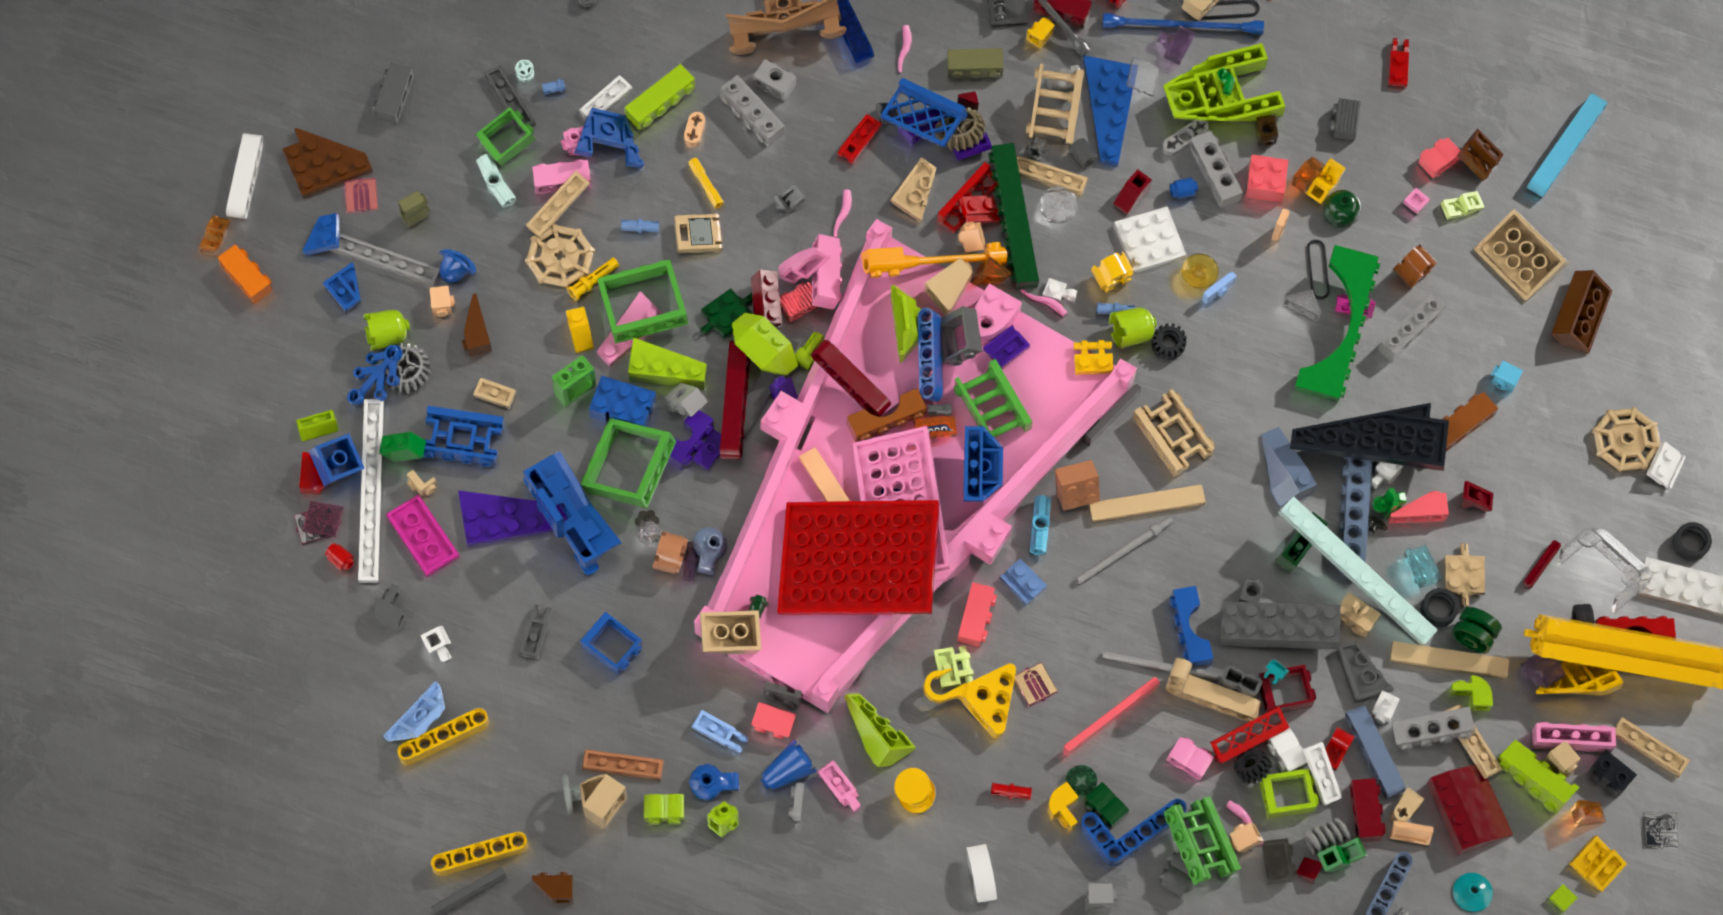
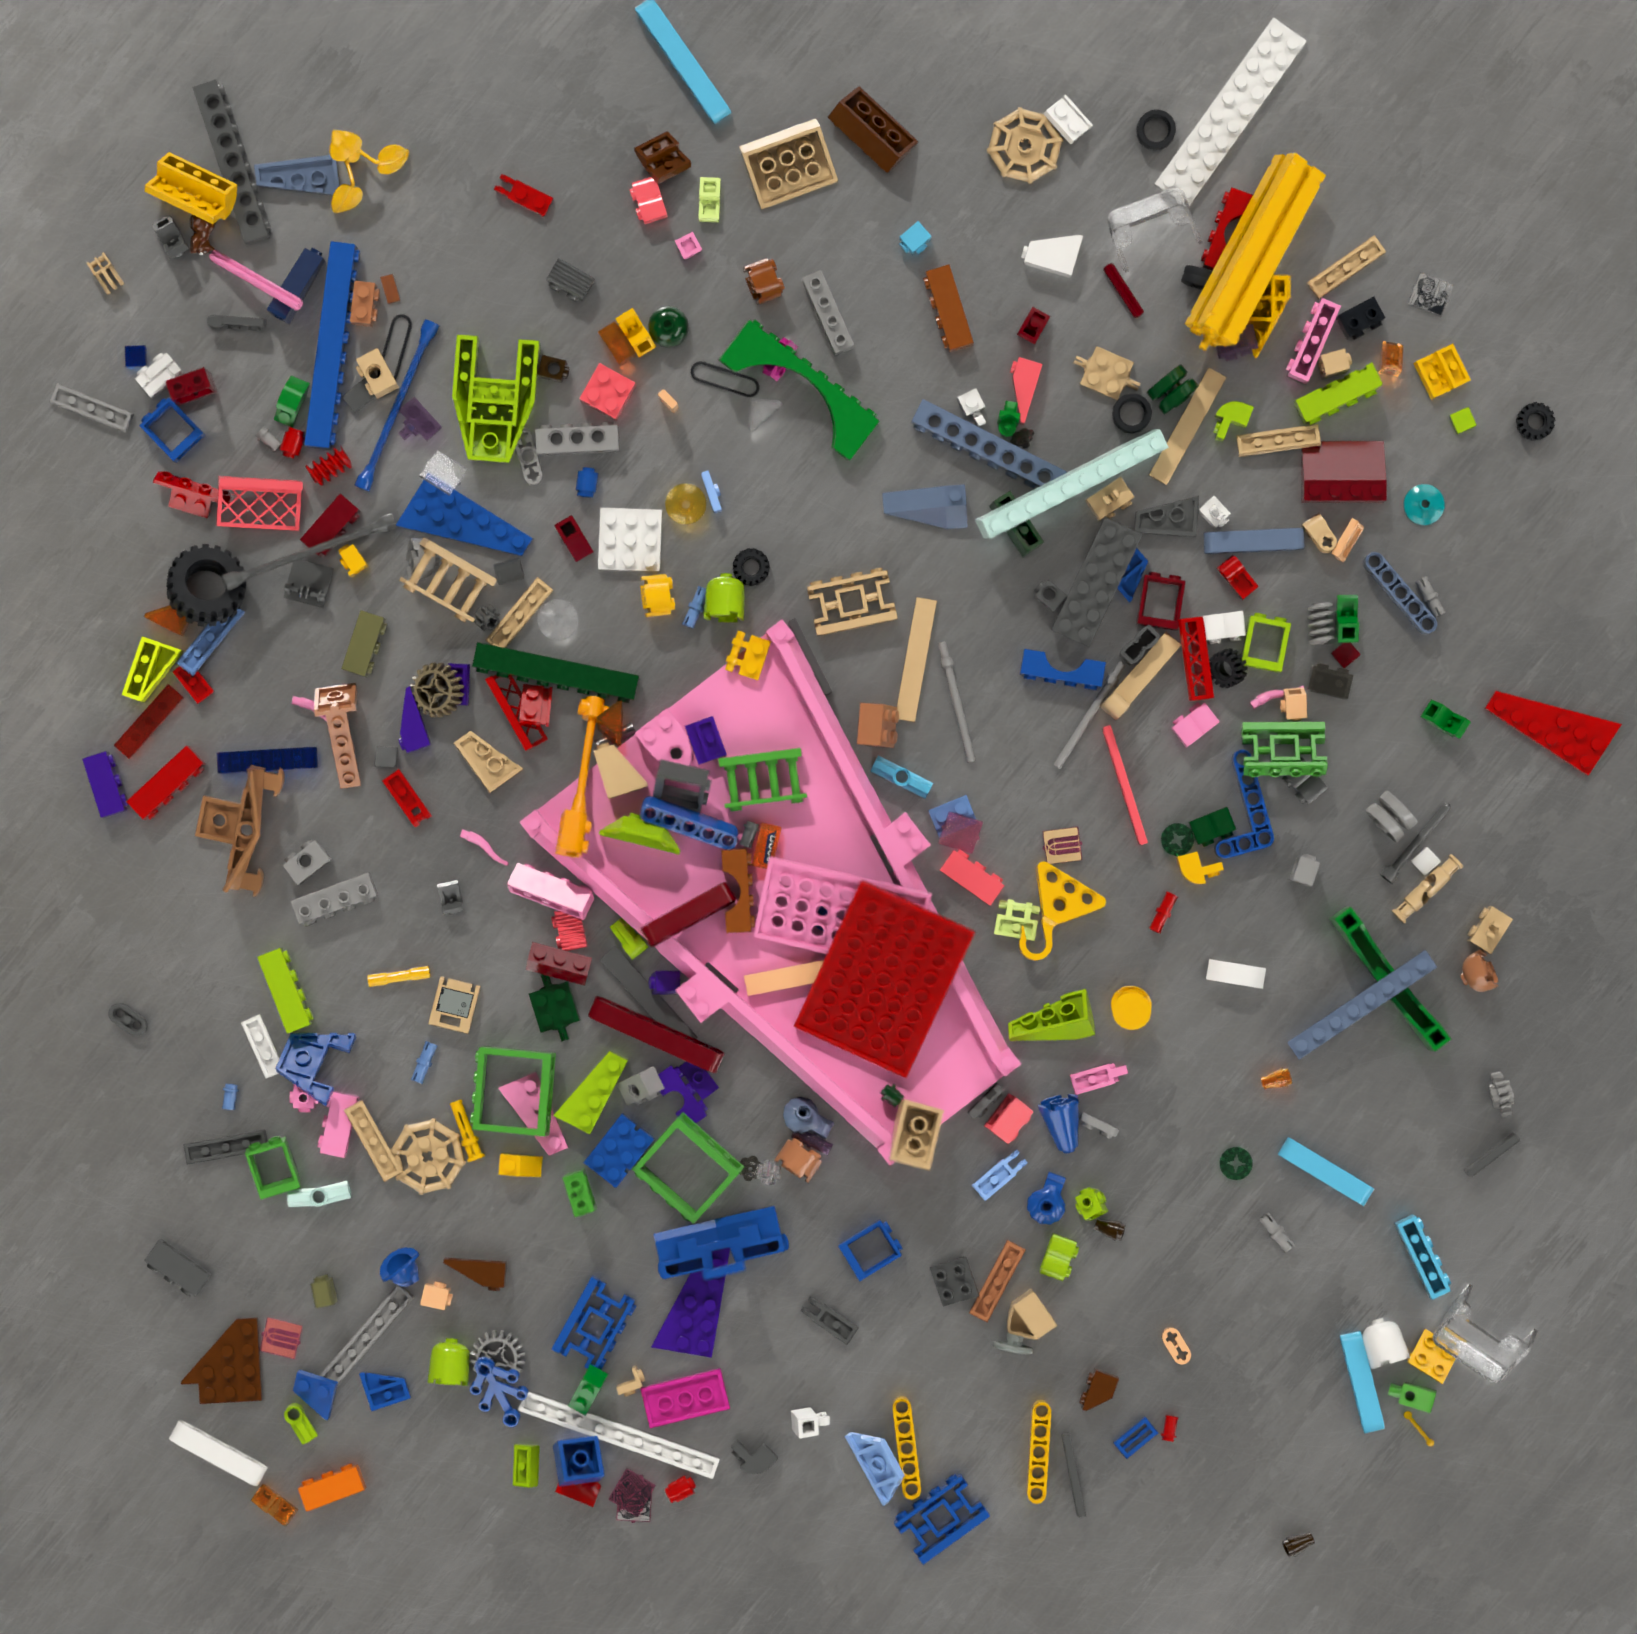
camera: 65 degrees left, 20 degrees up
(291, 231) = (300, 1425): none -> lime piece
(379, 802) = (951, 1532): none -> blue fence
(494, 393) = (558, 1275): tan plate -> none
(527, 67) = (200, 1124): light aqua wheel -> none
(609, 726) = (954, 1281): none -> dark grey hinge
(690, 128) = (329, 969): light nougat beam -> none
(706, 847) = (1111, 1229): none -> dark brown cone
(764, 344) = (609, 986): lime wedge -> none
(802, 264) = (537, 915): bright pink slope -> none
(910, 51) = (334, 704): none -> nougat bracket
(928, 98) = (403, 707): blue fence -> none
(968, 100) = (404, 667): dark red slope -> none
(972, 237) = (565, 725): light nougat brick -> none
(981, 464) = (829, 817): blue wedge -> none
(1012, 591) = (960, 832): none -> clear pink piece
(1055, 305) = (659, 673): bright pink animal -> none
(1057, 290) = (652, 659): white plate -> none
(1227, 79) = (487, 390): green arm -> none
(1277, 669) = (1143, 606): teal tile -> none
(1299, 656) = (1133, 575): none -> blue wing
(1322, 773) = (1259, 603): white plate -> none
(1367, 810) = (1309, 573): dark red brick -> none
(1392, 436) = (944, 387): black wing -> none
(1422, 566) = (1082, 411): clear light blue bracket -> none
(1441, 720) = (1256, 442): light grey brick -> none
(1546, 494) = (1053, 254): none -> white slope

